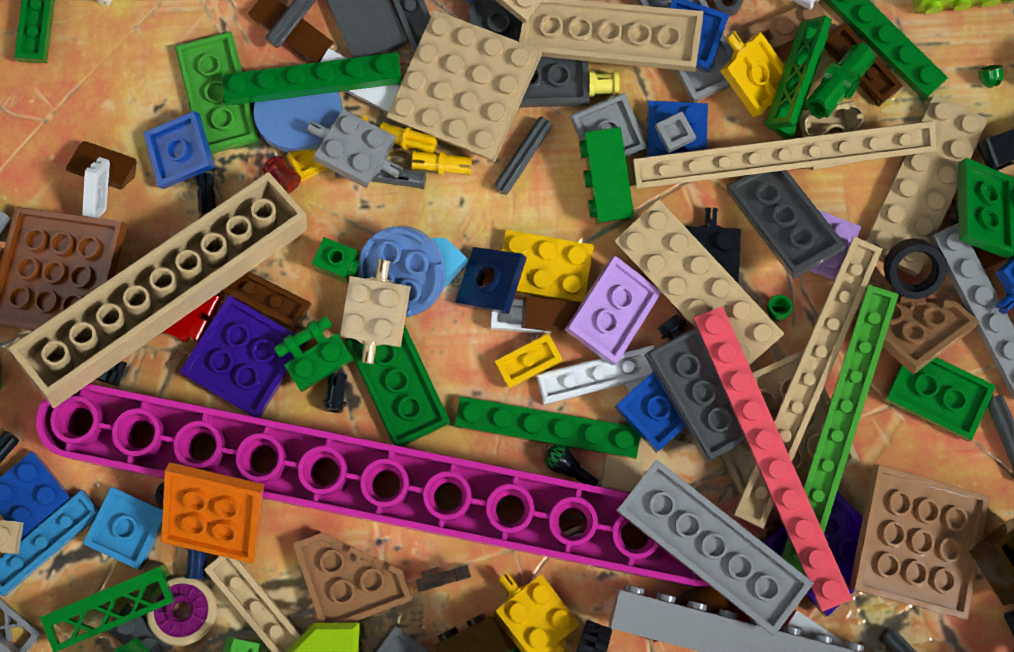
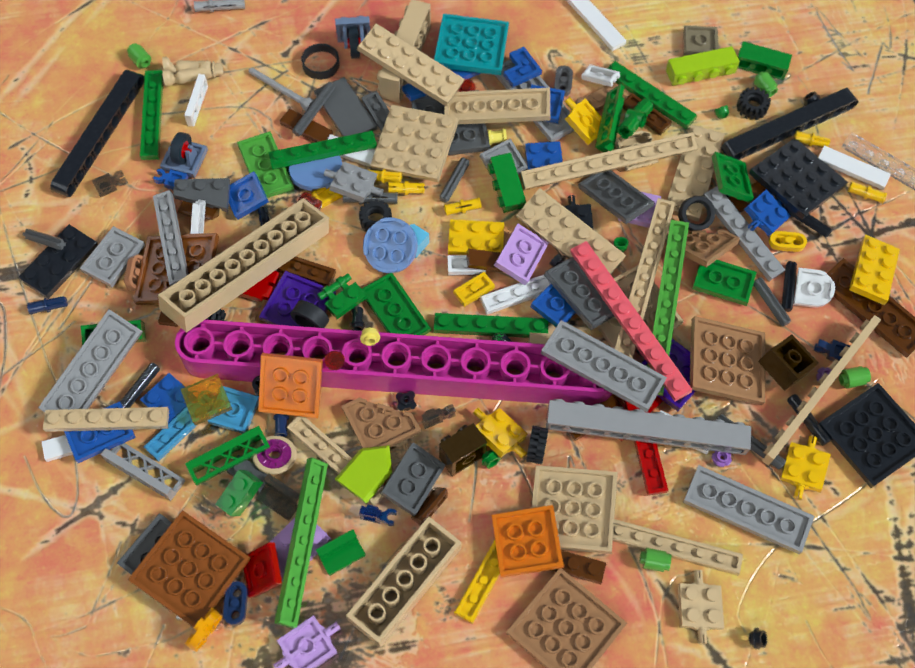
camera: 10 degrees left, 15 degrees down
(49, 223) = (170, 237): none -> light grey plate
(65, 106) = (168, 178): none -> blue plate
(82, 511) = (206, 399): none -> clear yellow plate
(86, 66) = (184, 155): none -> sand blue plate
(119, 139) = (213, 191): none -> dark grey wing
(255, 393) = (309, 315): none -> black tyre
(283, 484) = (334, 360): none -> clear red plate
(336, 260) = (349, 245): green brick -> none
(344, 450) = (369, 336): none -> light yellow plate
(375, 311) = (377, 268): tan plate -> none
(379, 194) = (371, 208): none -> black tyre
(402, 538) = (405, 406): none -> black plate
(501, 291) = (452, 248): dark blue piece -> none
(530, 207) = (474, 204): none -> yellow pin
(675, 132) = (543, 155): light grey plate -> none

